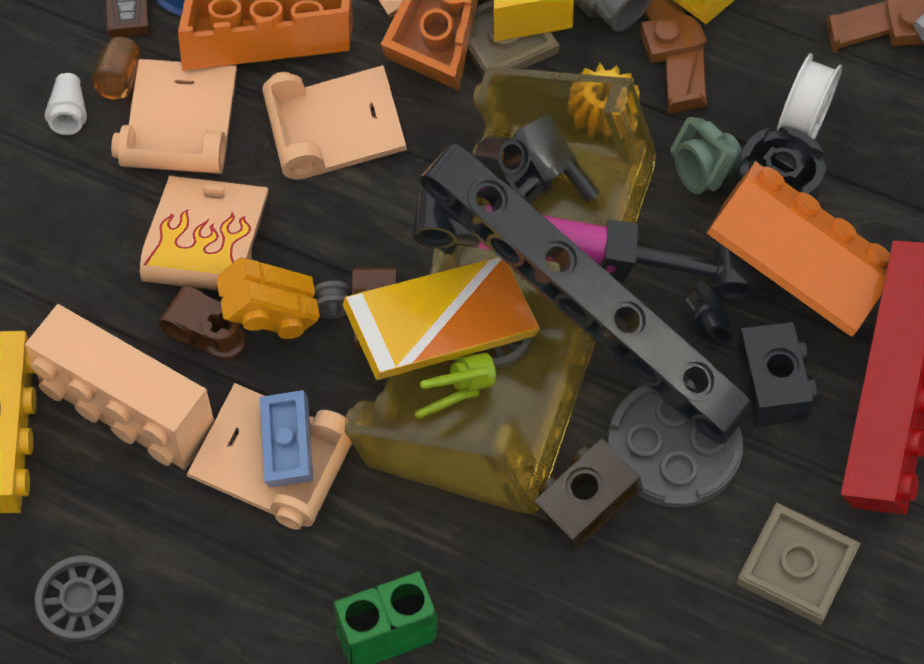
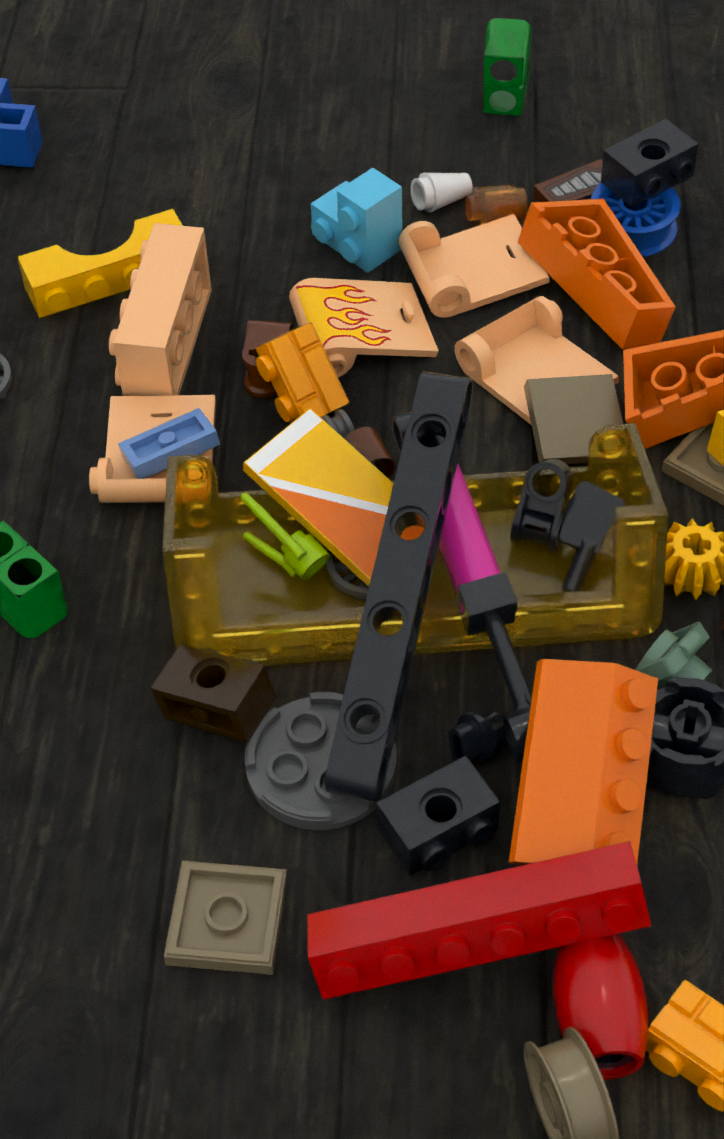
camera: 70 degrees right, 10 degrees down
(80, 185) = (361, 219): none -> medium azure brick
(418, 114) = (569, 412): none -> dark tan tile

